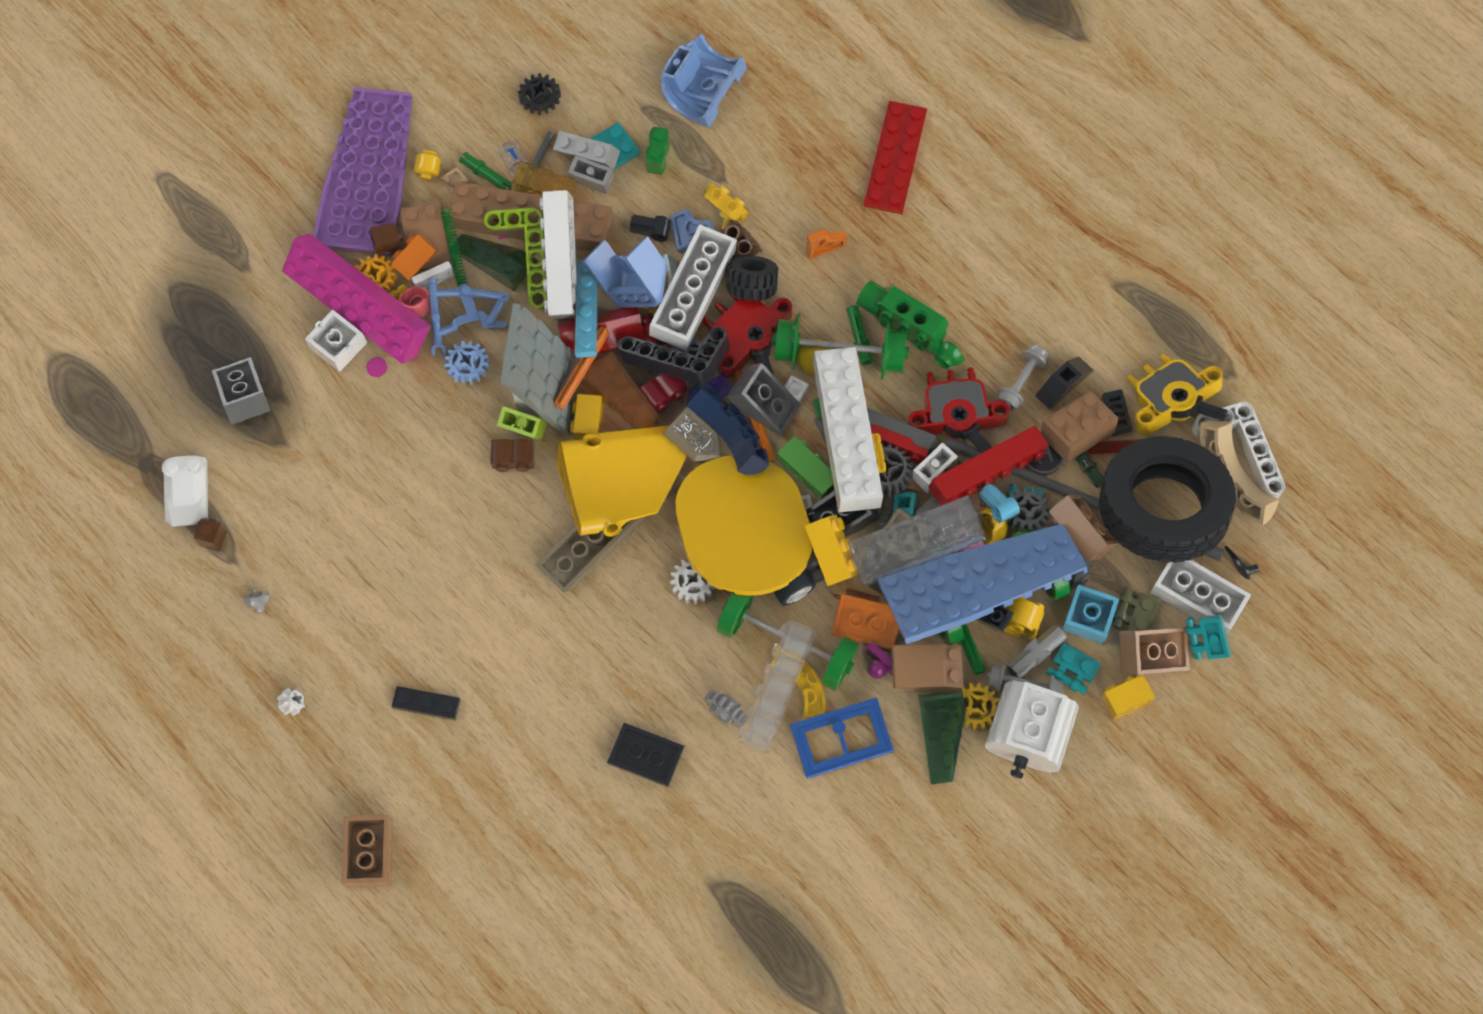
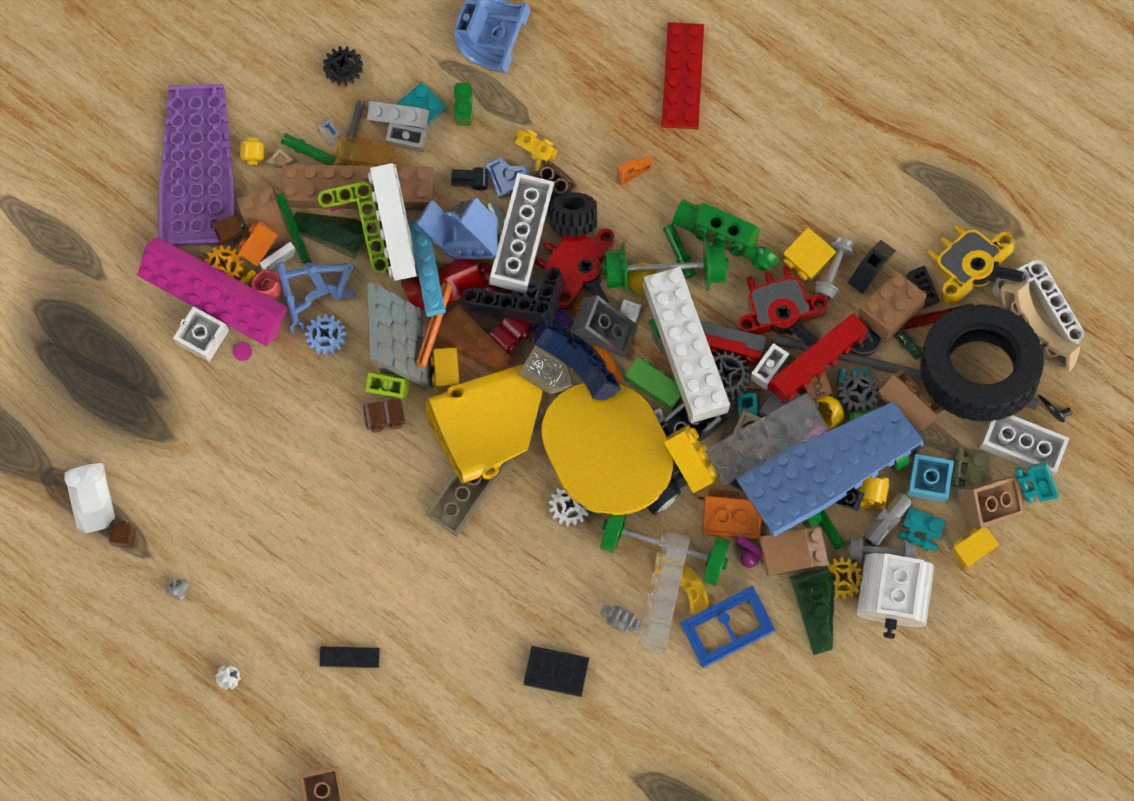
camera: 10 degrees left, 5 degrees up
(241, 391) = (122, 394): dark grey slope -> none
(879, 452) = (718, 361): yellow axle -> none
(997, 360) = (808, 255): none -> yellow piece
(1001, 506) = (836, 394): medium azure piece -> none

